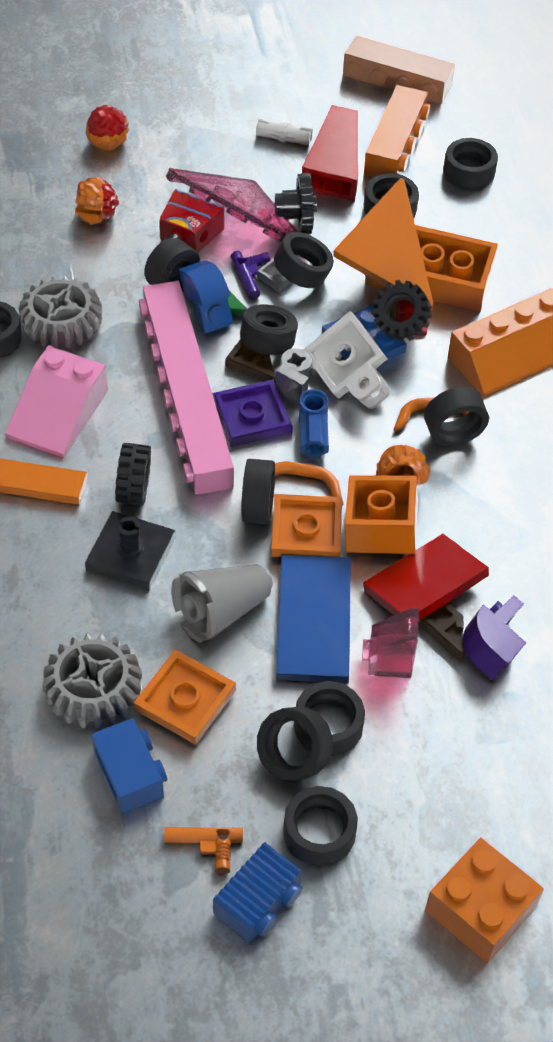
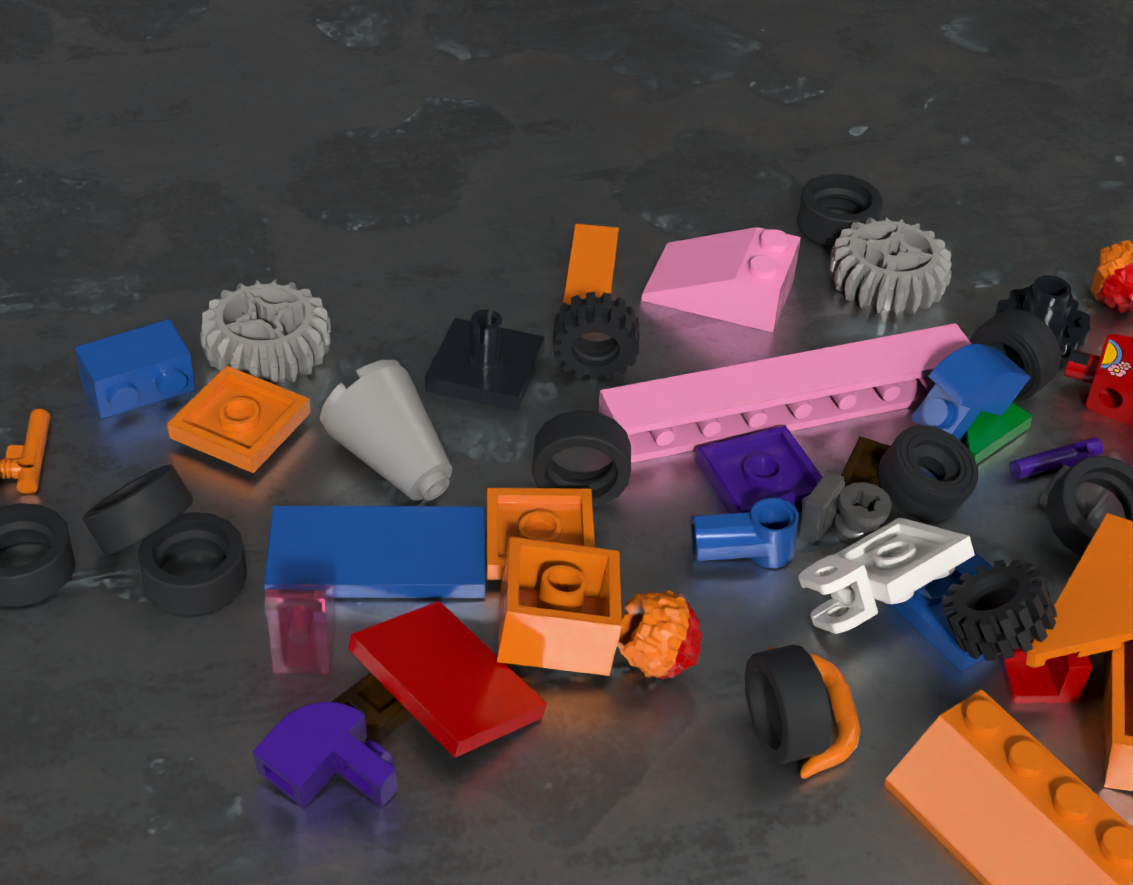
camera: 85 degrees right, 10 degrees down
(124, 250) = (1053, 303): none -> black plant
(311, 471) = (658, 535): orange animal -> none

